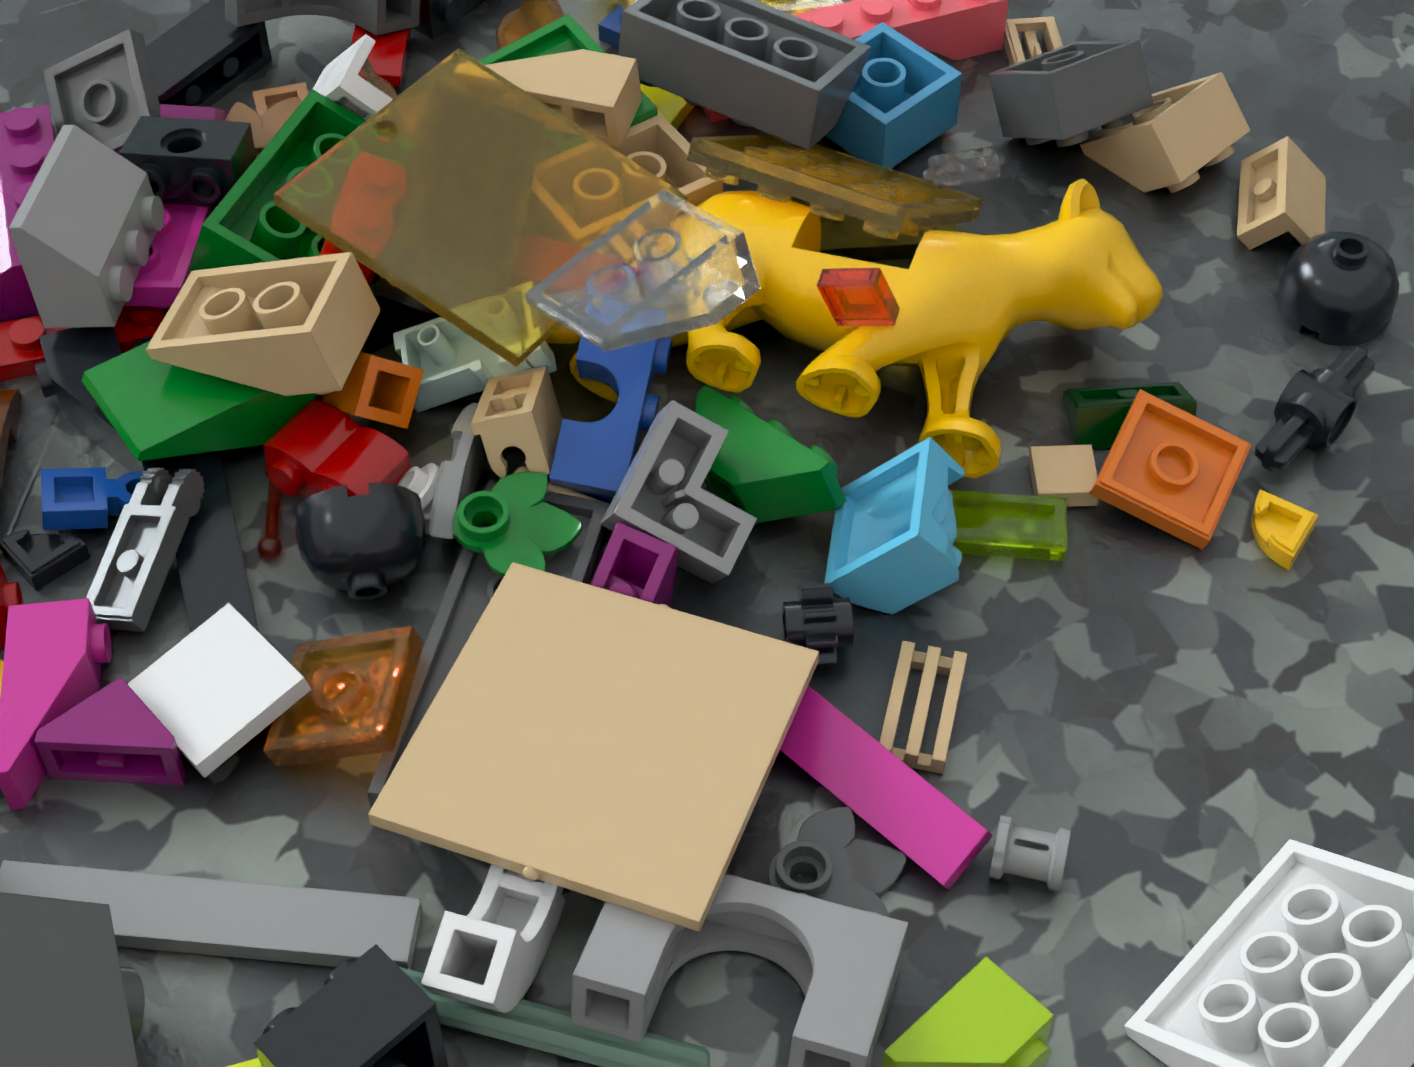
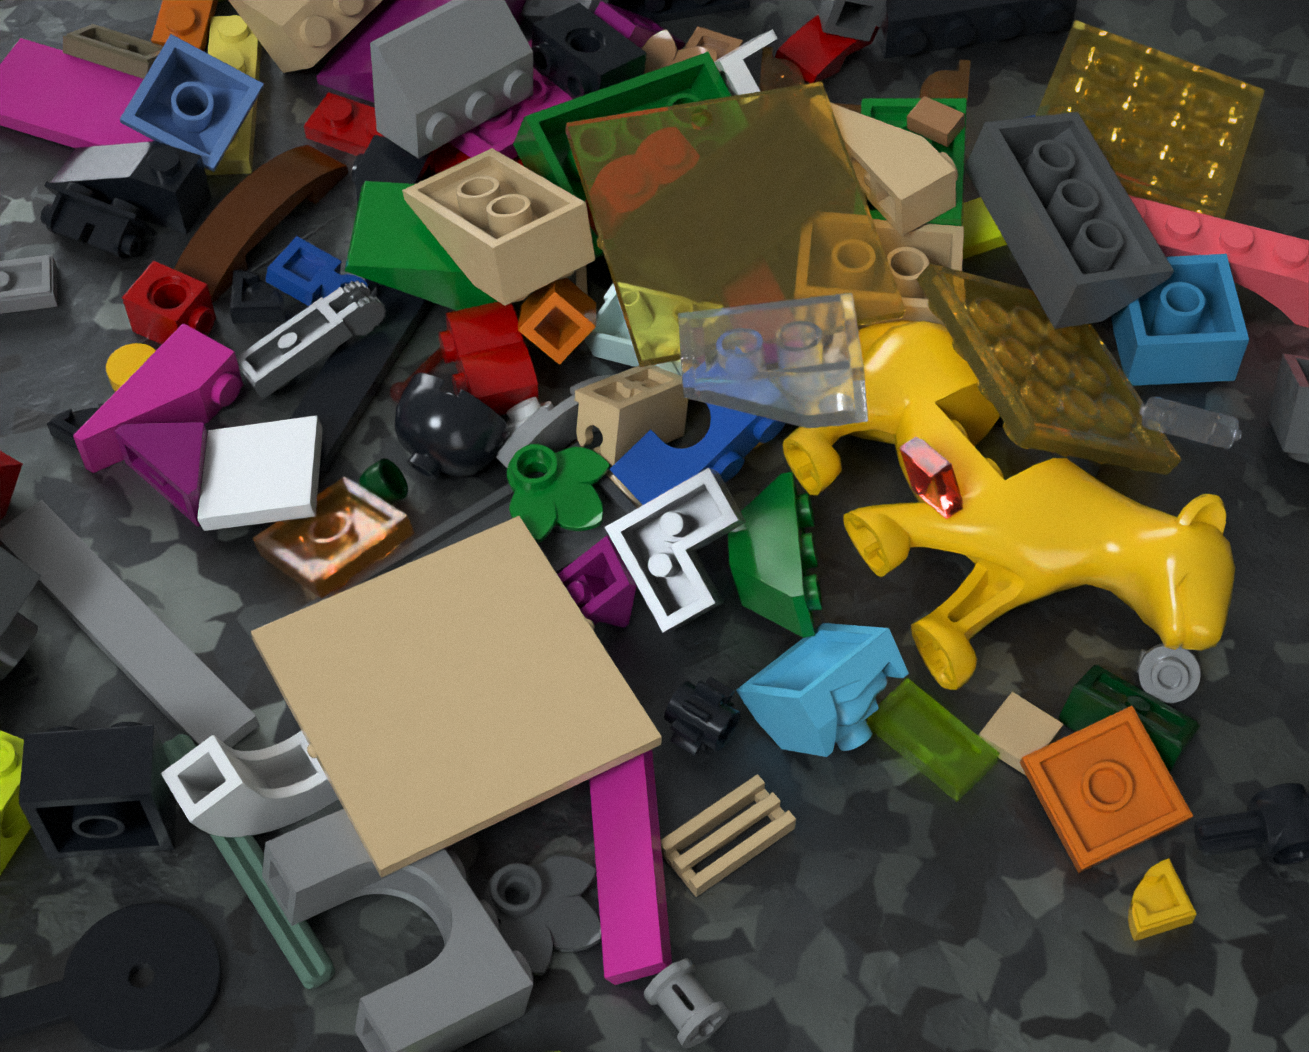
camera: 40 degrees right, 5 degrees up
(336, 622) = (385, 481): none -> dark green hinge
(562, 38) = (935, 121): none -> medium nougat piece
(1124, 357) = (1168, 673): none -> light grey plate

